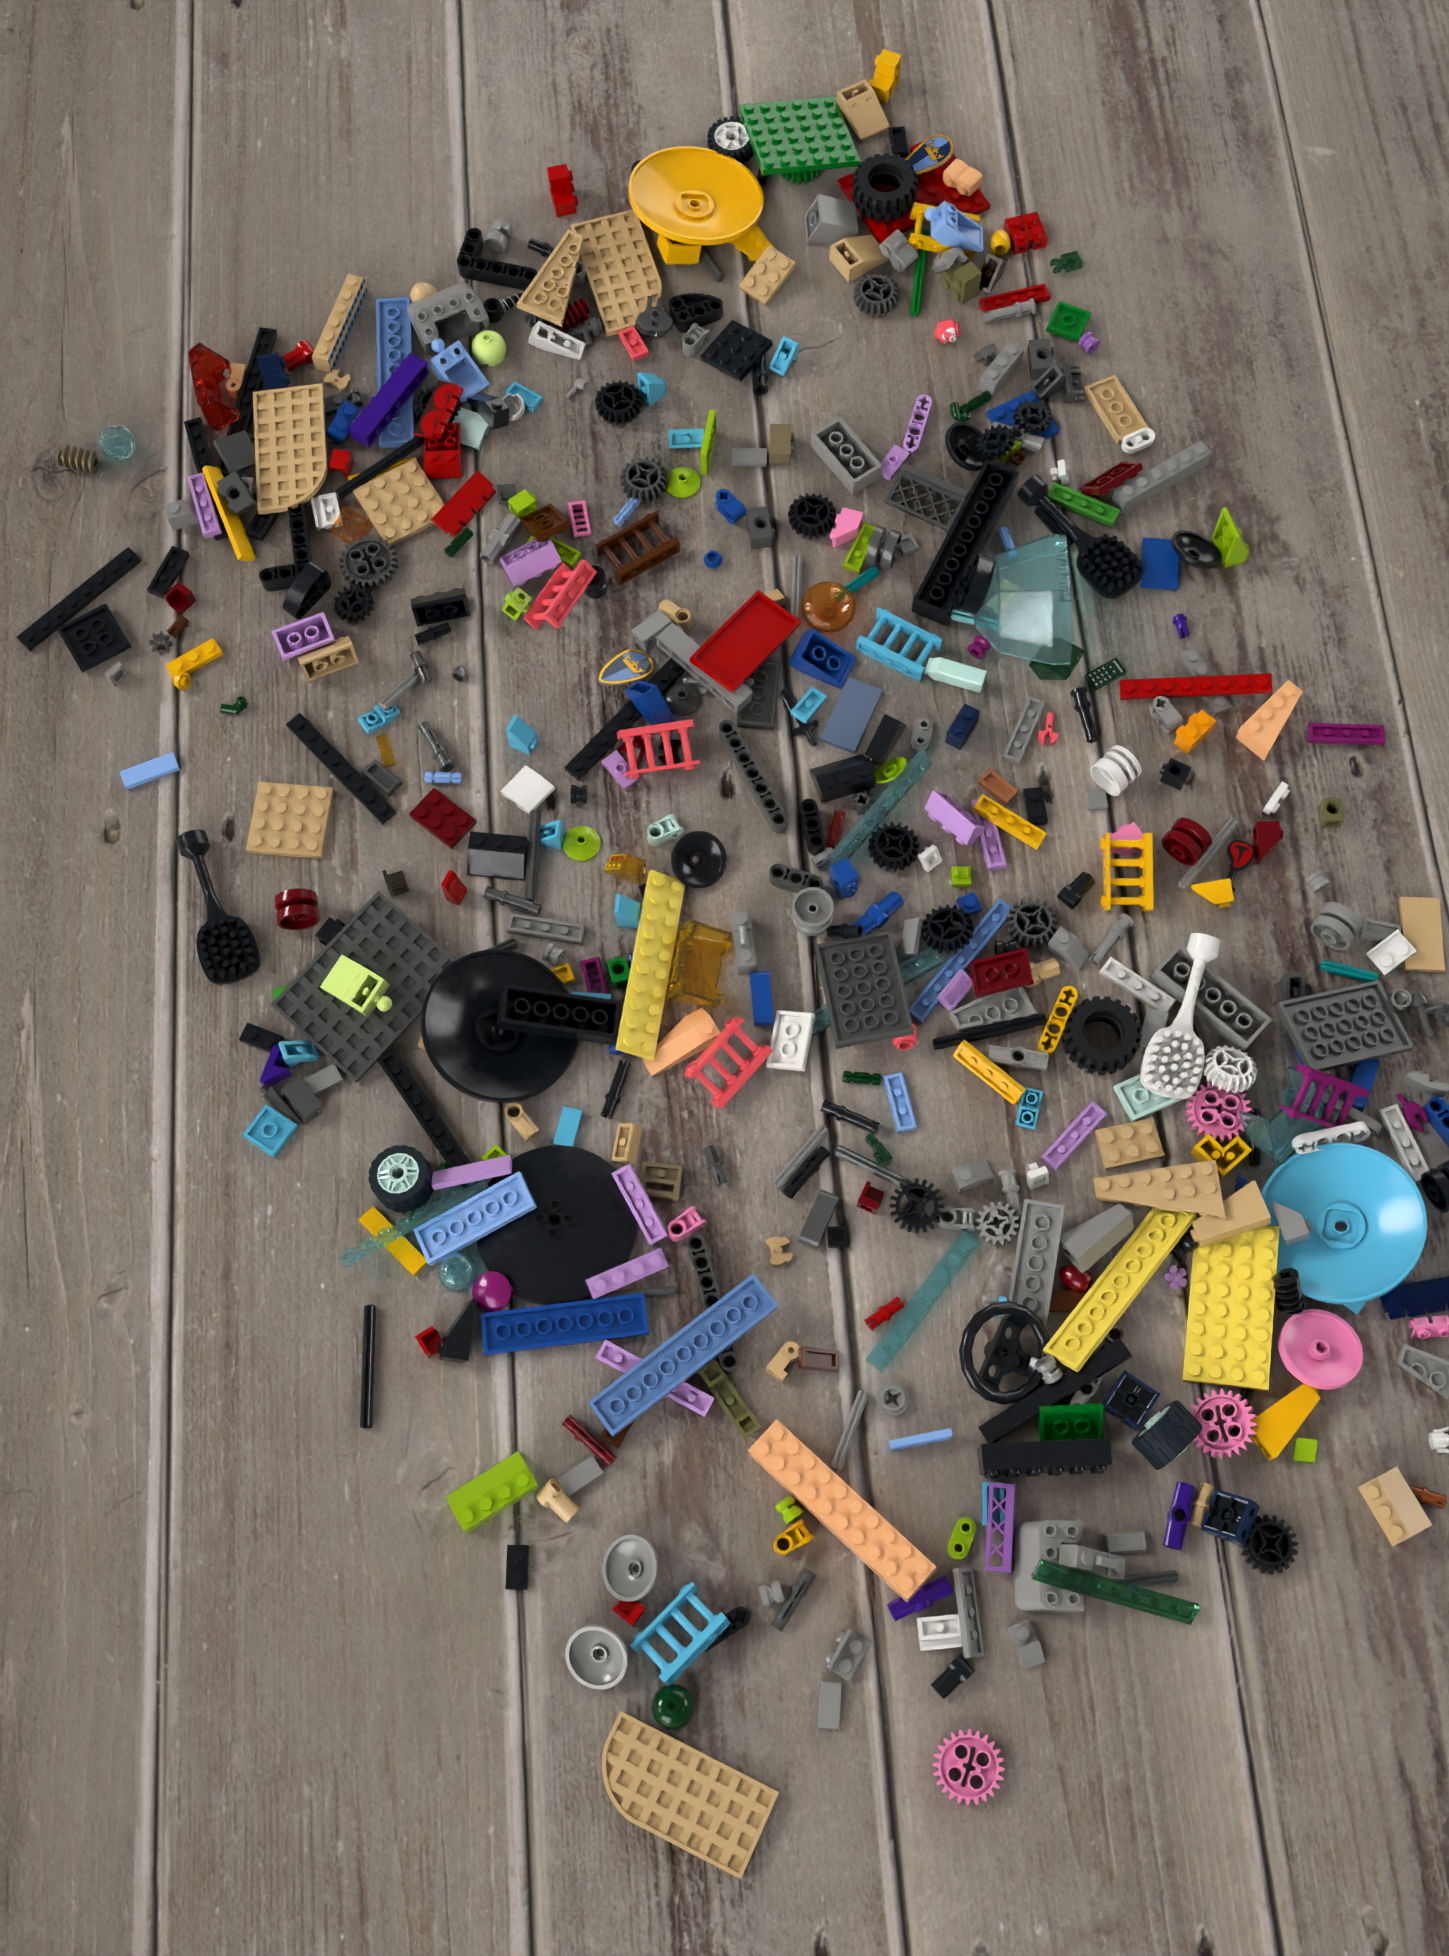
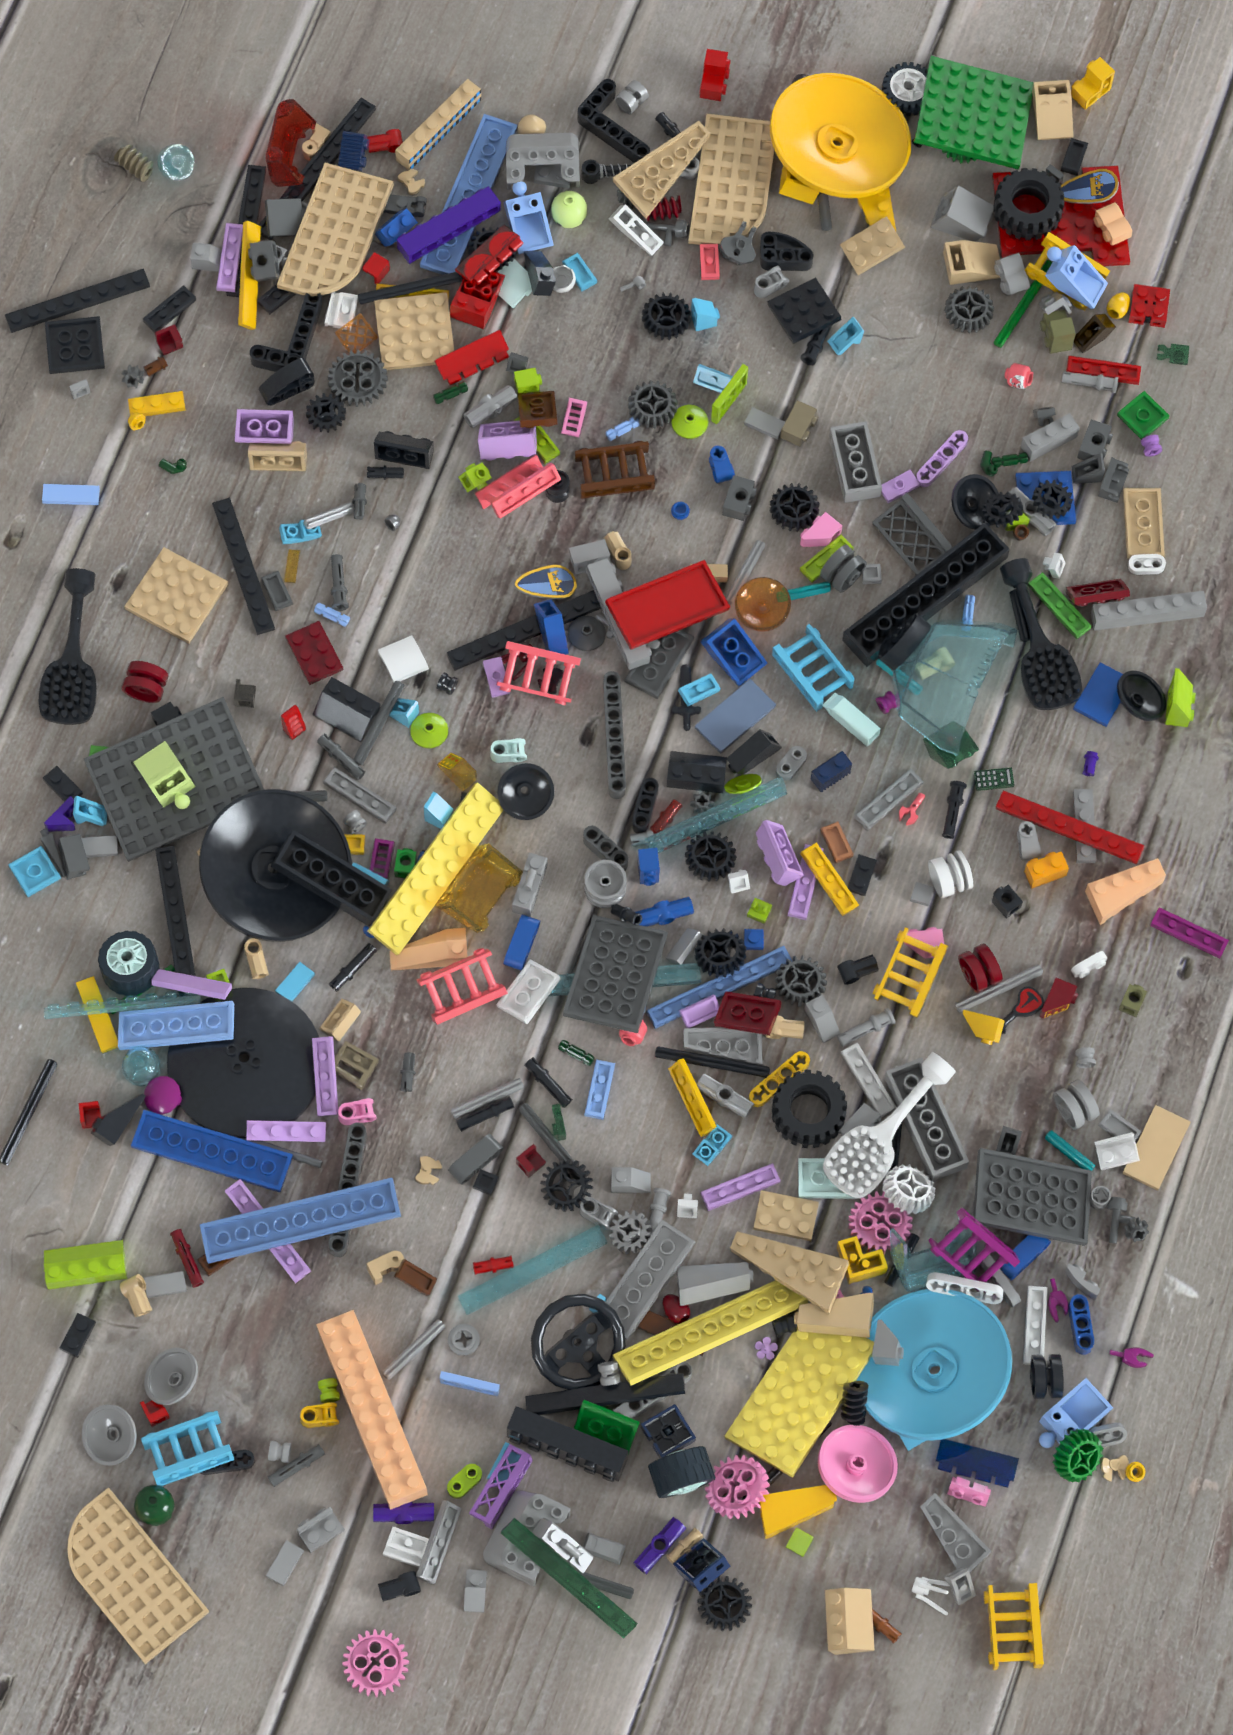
camera: 20 degrees right, 0 degrees up
(521, 736) = (420, 606): medium azure slope -> none
(729, 1399) = (322, 1276): olive slope -> none

